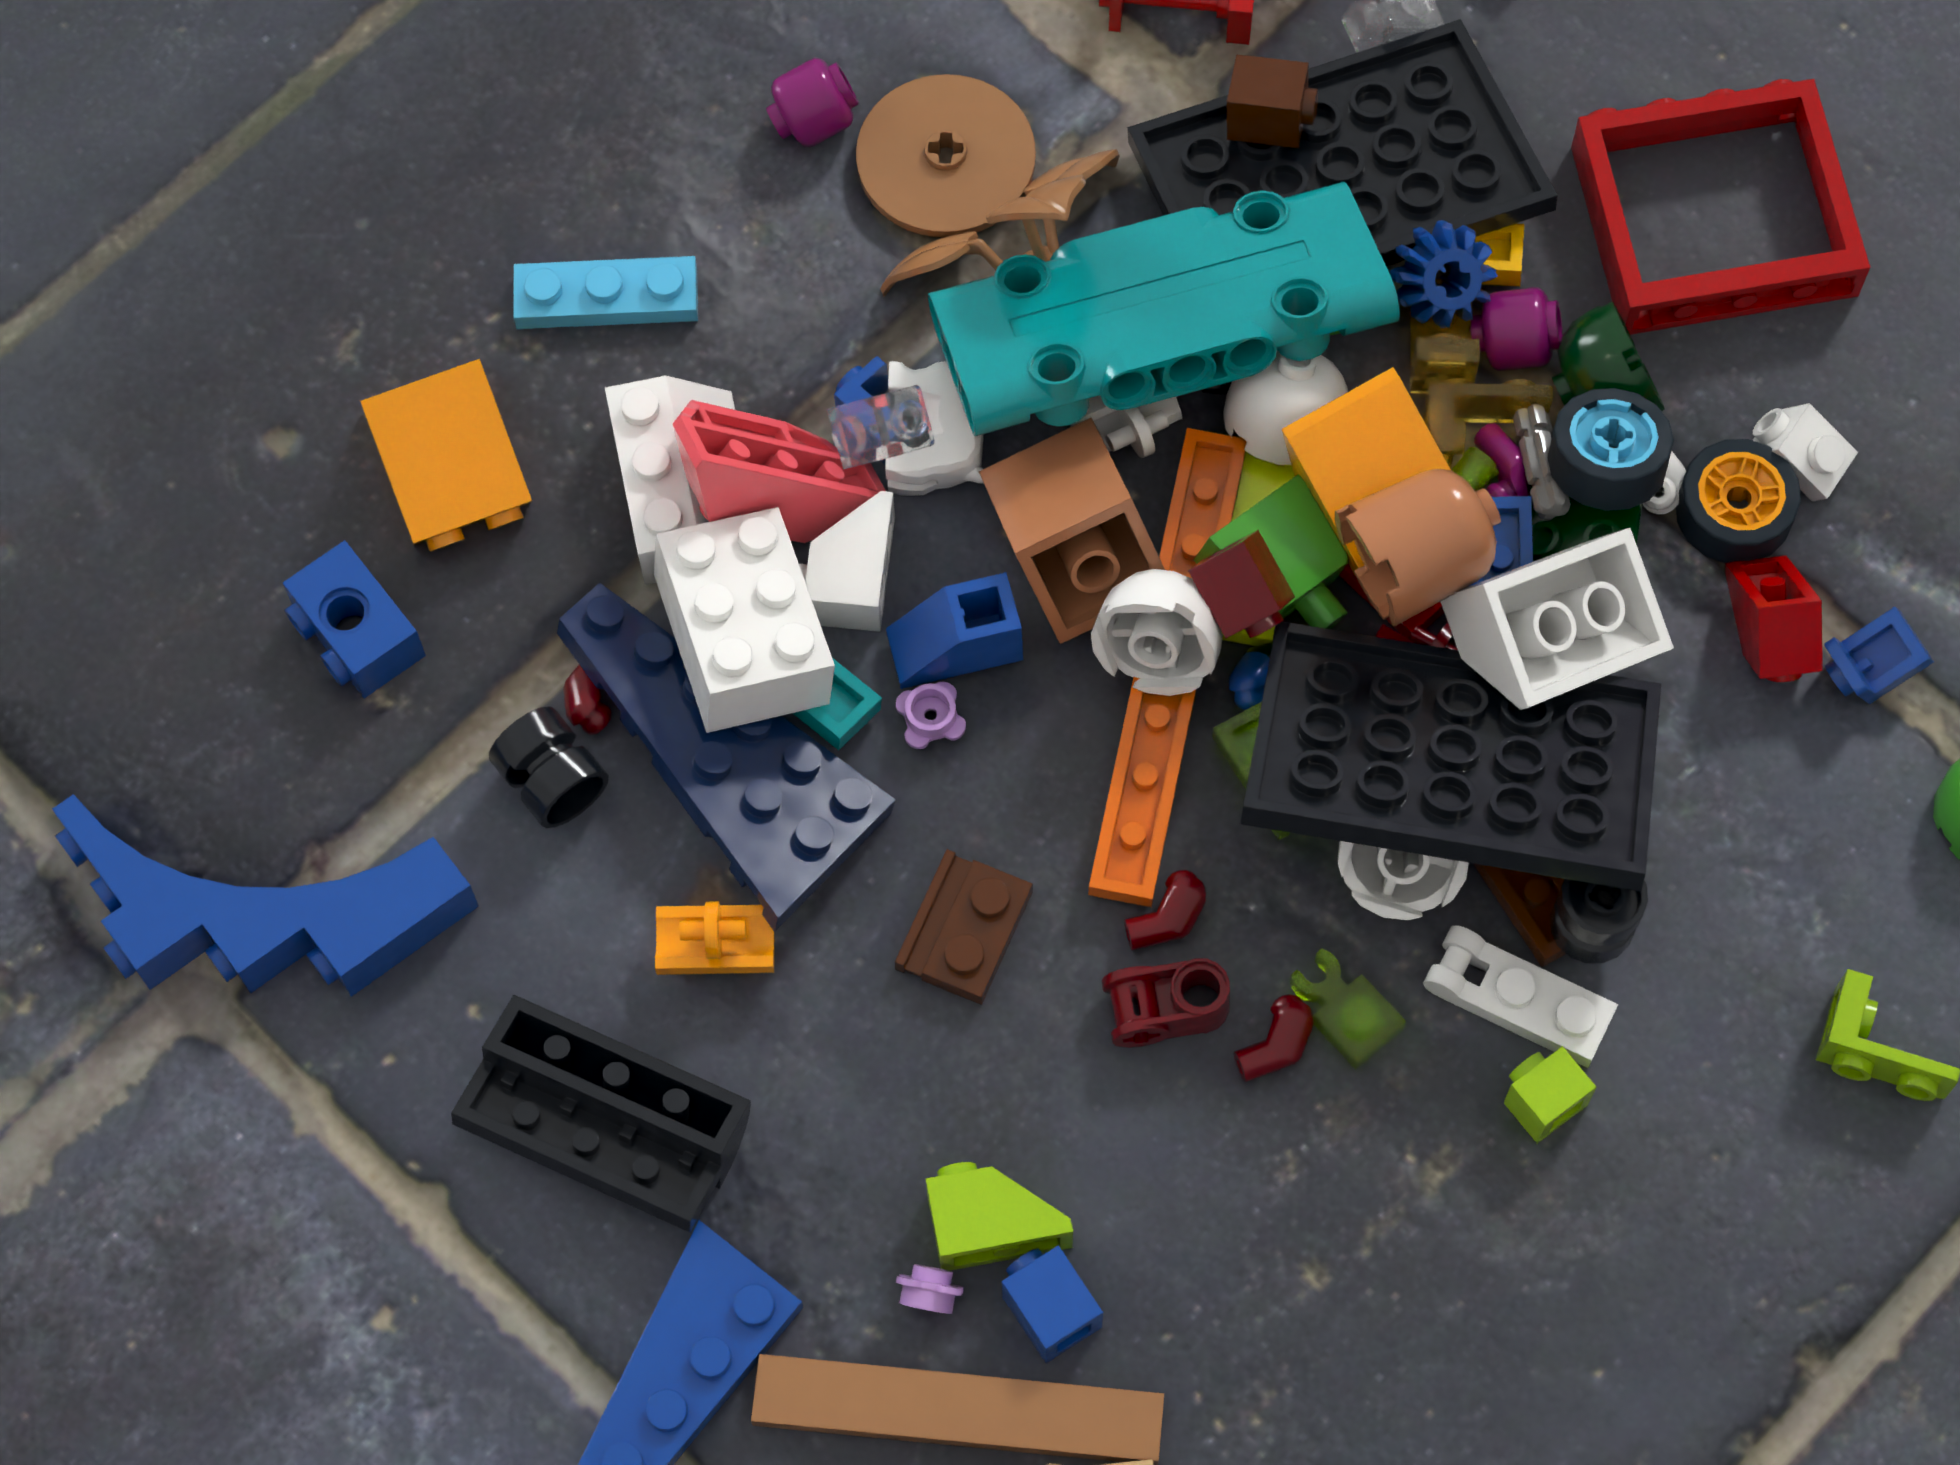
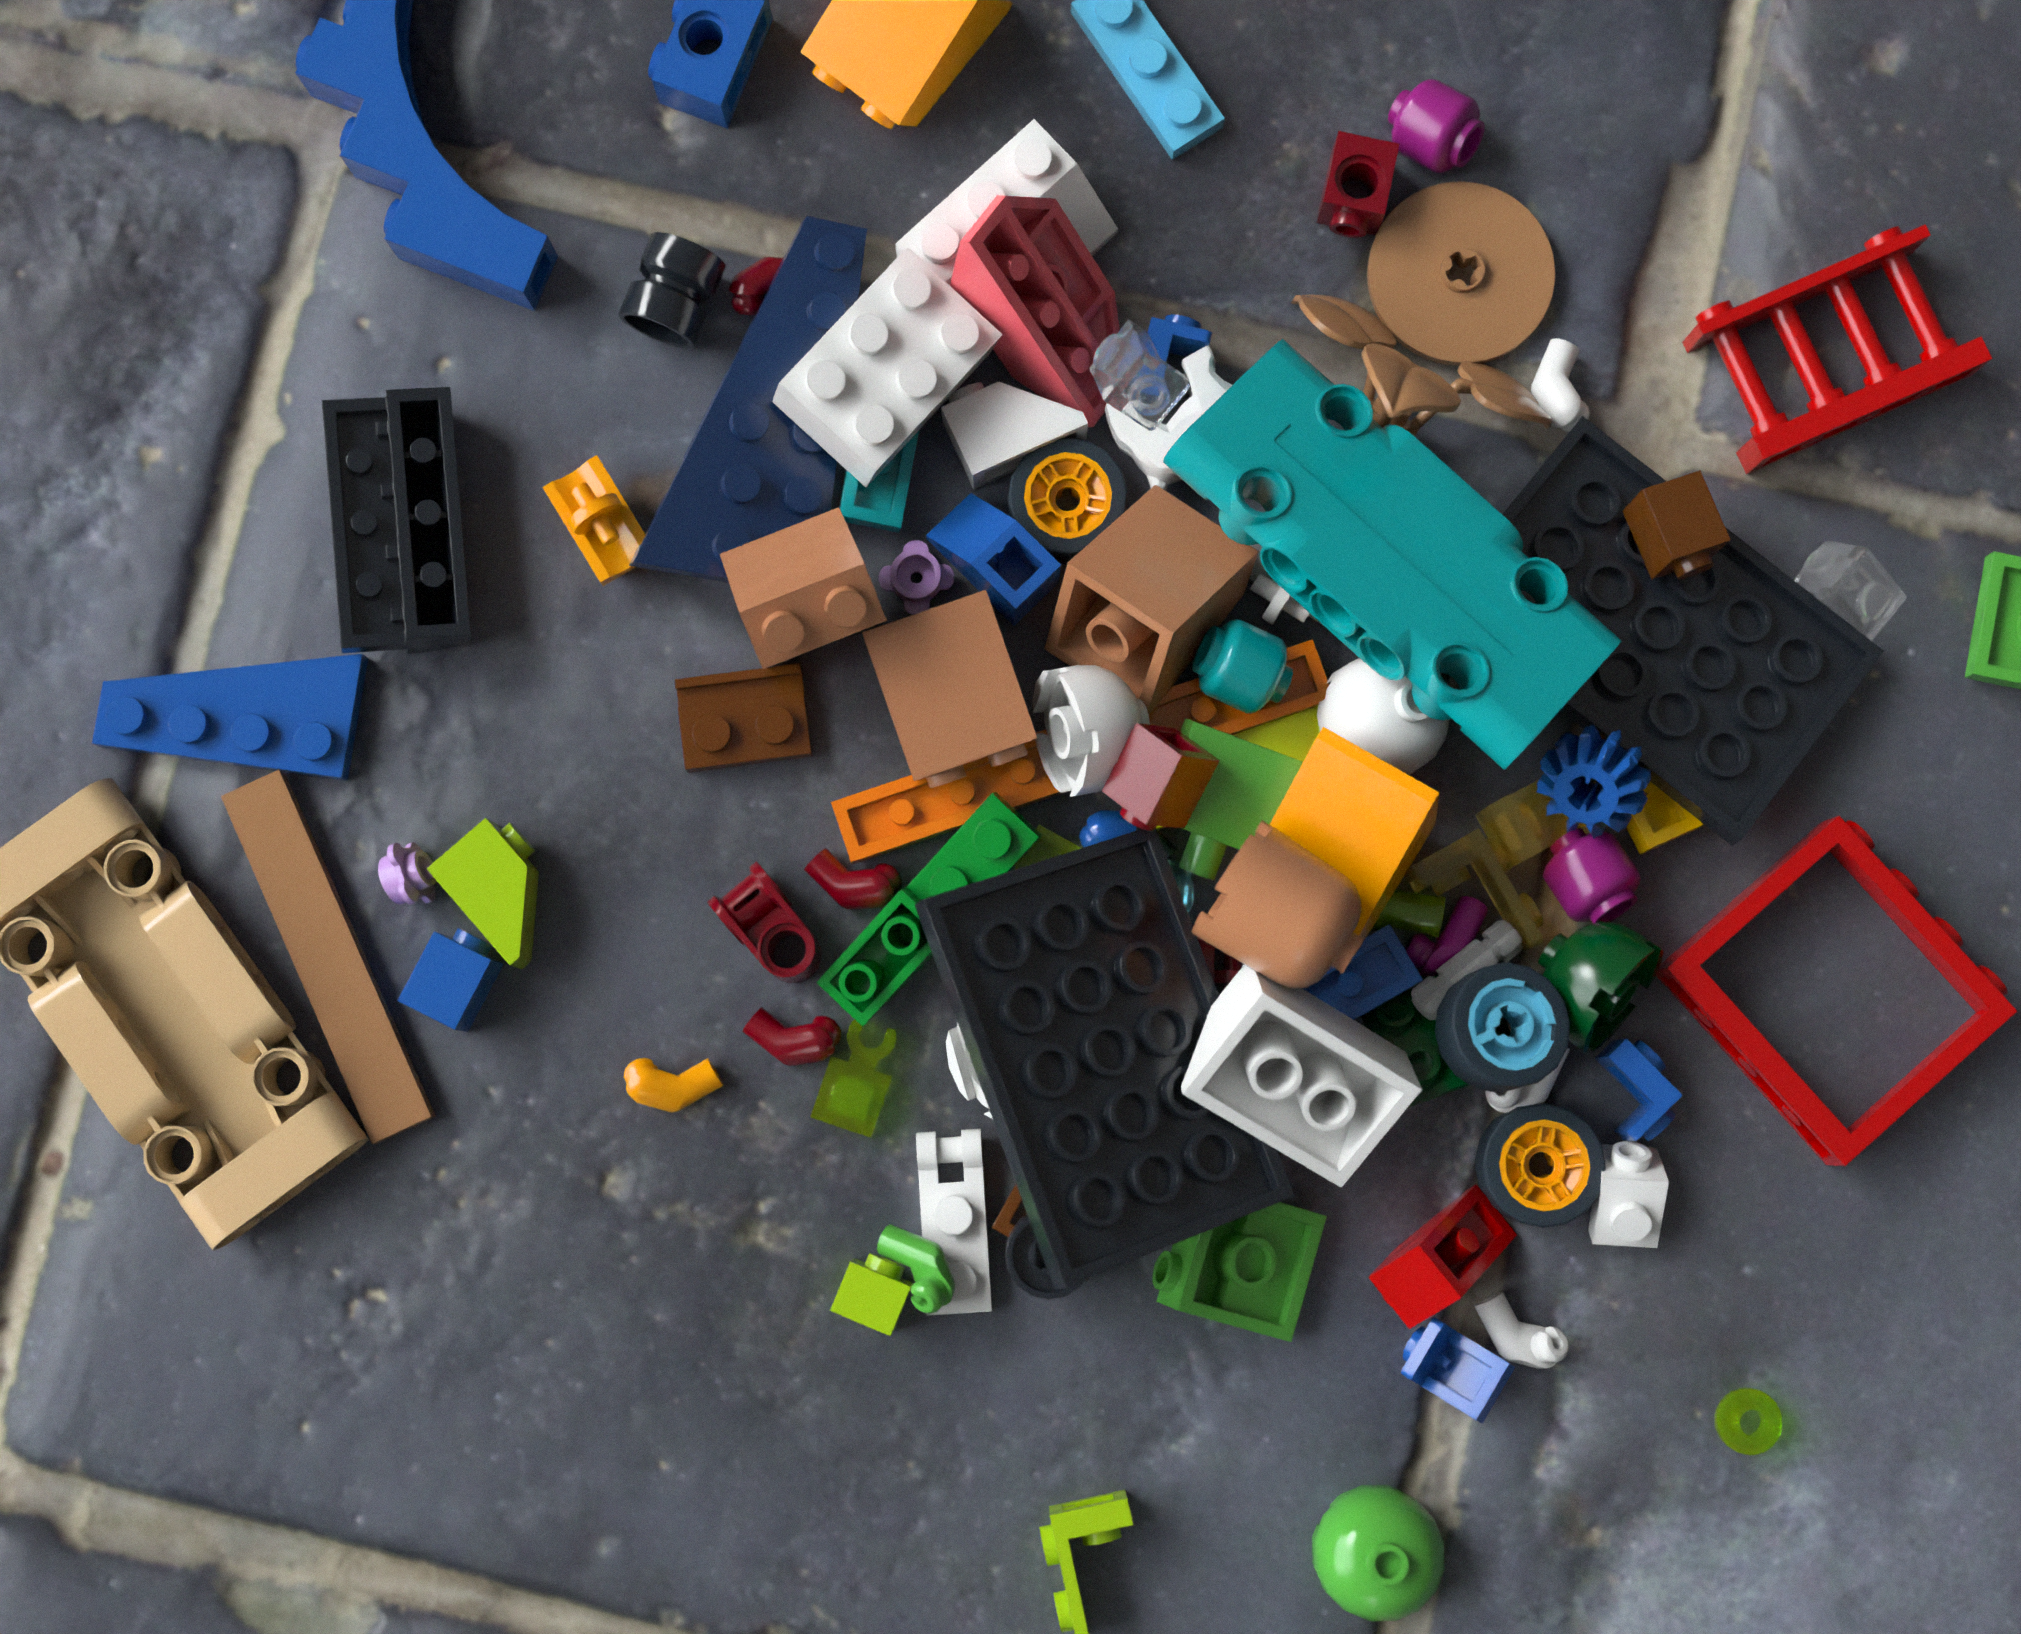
camera: 60 degrees right, 15 degrees up
(816, 165) = (1365, 161): none -> dark red brick
(899, 786) = (802, 588): none -> nougat slope
(931, 528) = (1093, 481): none -> wheel
(1051, 725) = (950, 689): none -> nougat slope
(1089, 137) = (1555, 390): none -> white arm
(1180, 484) = (1242, 666): none -> teal head
(1232, 857) = (895, 941): none -> green slope
(1262, 1172) = (666, 1090): none -> light orange arm
(1548, 1025) = (929, 1266): none -> bright green arm
(1701, 777) = (1244, 1270): none -> bright green plate
(1717, 383) = (1639, 1073): none -> blue bracket
(1887, 590) = (1517, 1340): none -> white arm

